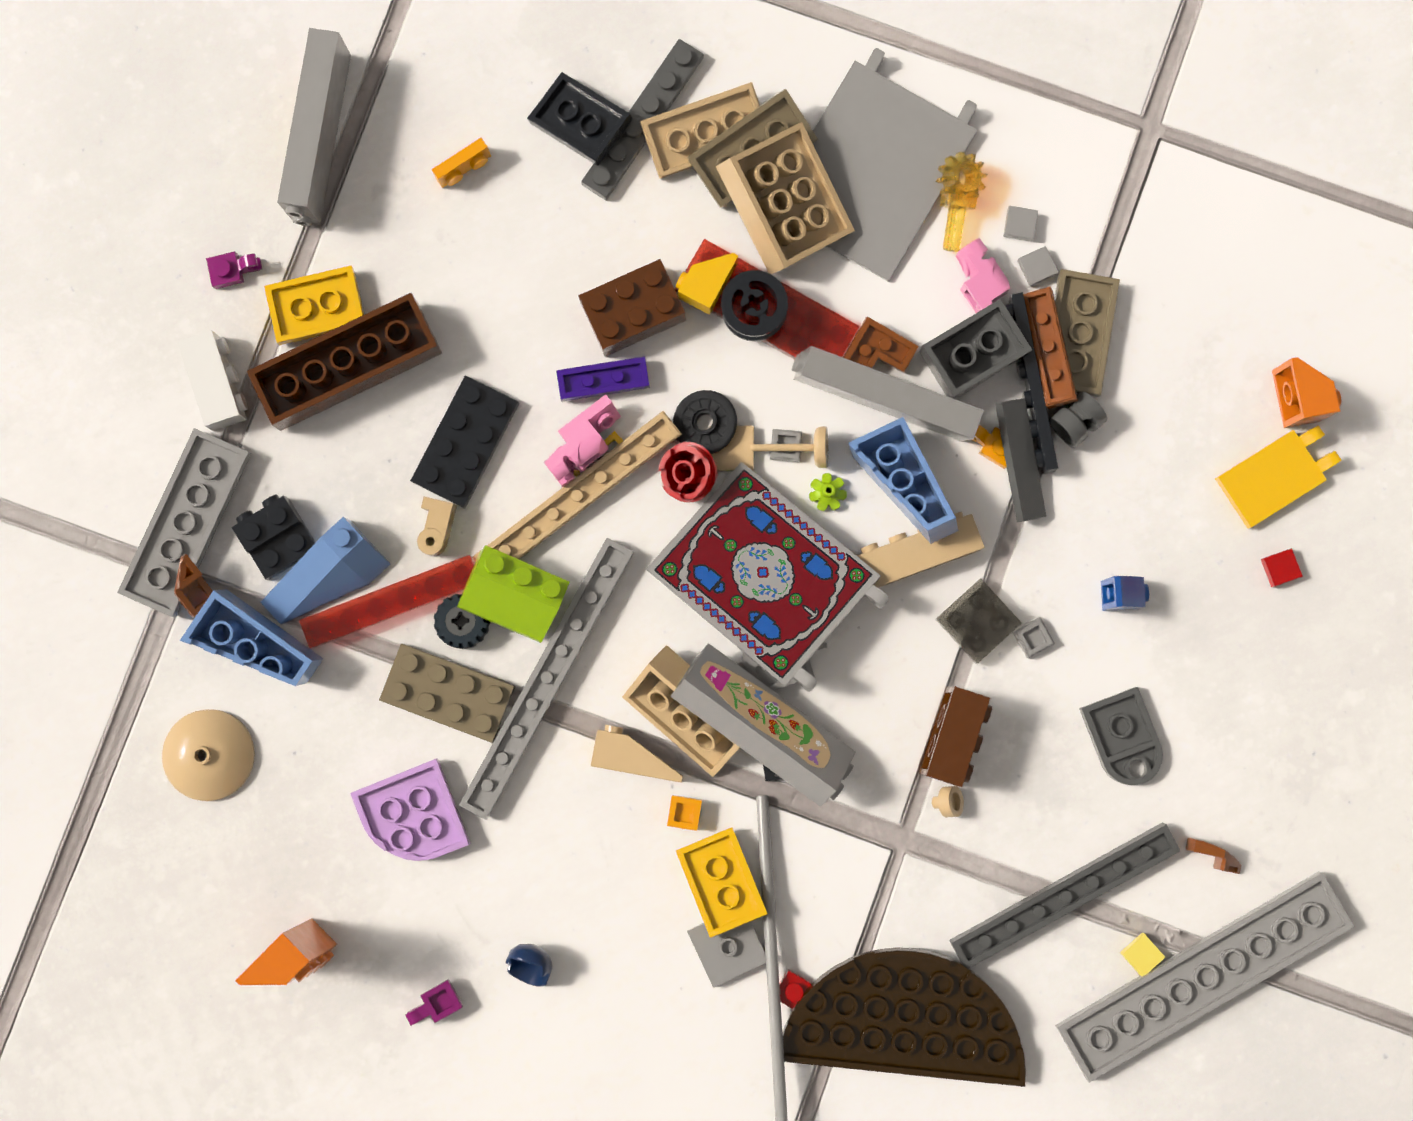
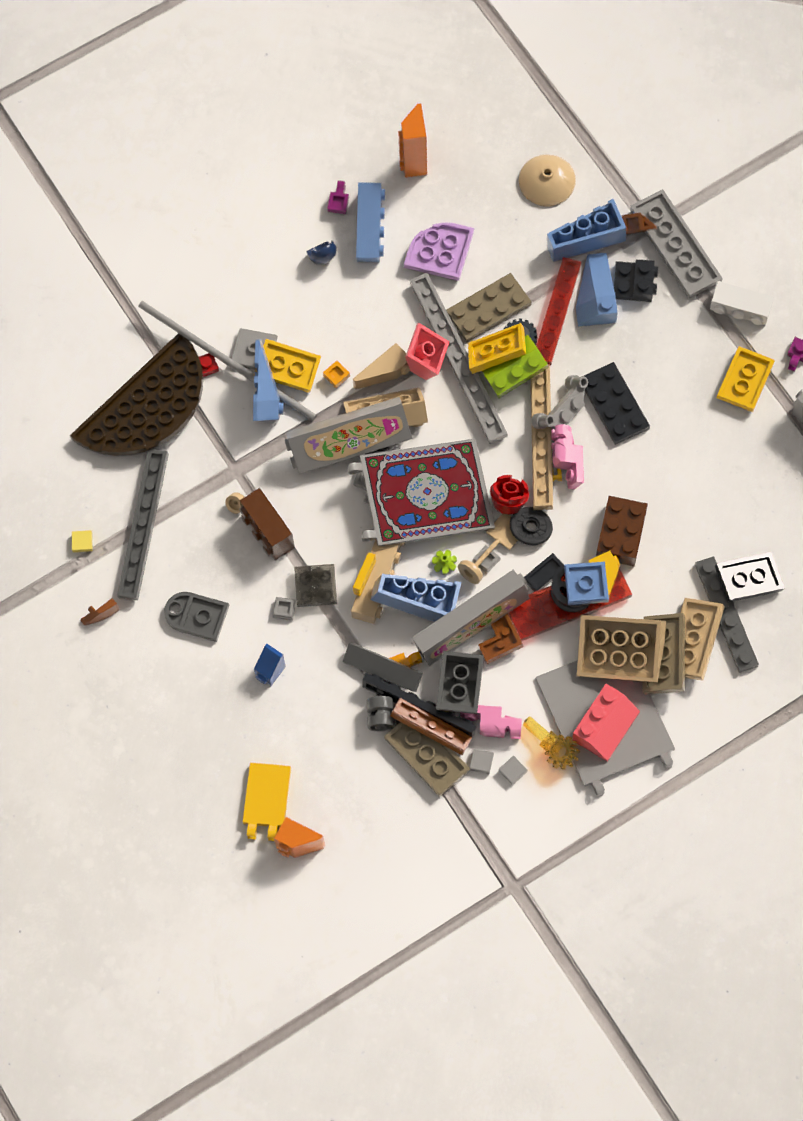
camera: 130 degrees right, 15 degrees down
(344, 362) = (701, 370): reddish brown brick -> none
(438, 526) = (579, 358): tan leg -> none
(443, 934) = (369, 222): none -> medium blue wedge
(453, 169) = (769, 508): light orange plate -> none
(506, 629) = (496, 348): none -> yellow plate
(518, 489) = (567, 407): none -> light grey plate
(575, 714) = (426, 352): none -> coral slope
(602, 379) = (594, 491): dark purple plate -> none
(743, 286) = (586, 583): none -> medium blue tile
(751, 364) = (543, 573): none -> black tile
(791, 868) = (266, 398): none -> medium blue wedge
(889, 155) = (606, 723): none -> coral slope
(932, 562) = (364, 574): none -> yellow tile
(1204, 976) = (46, 563): light grey plate -> none
(1281, 567) = (216, 763): red tile -> none

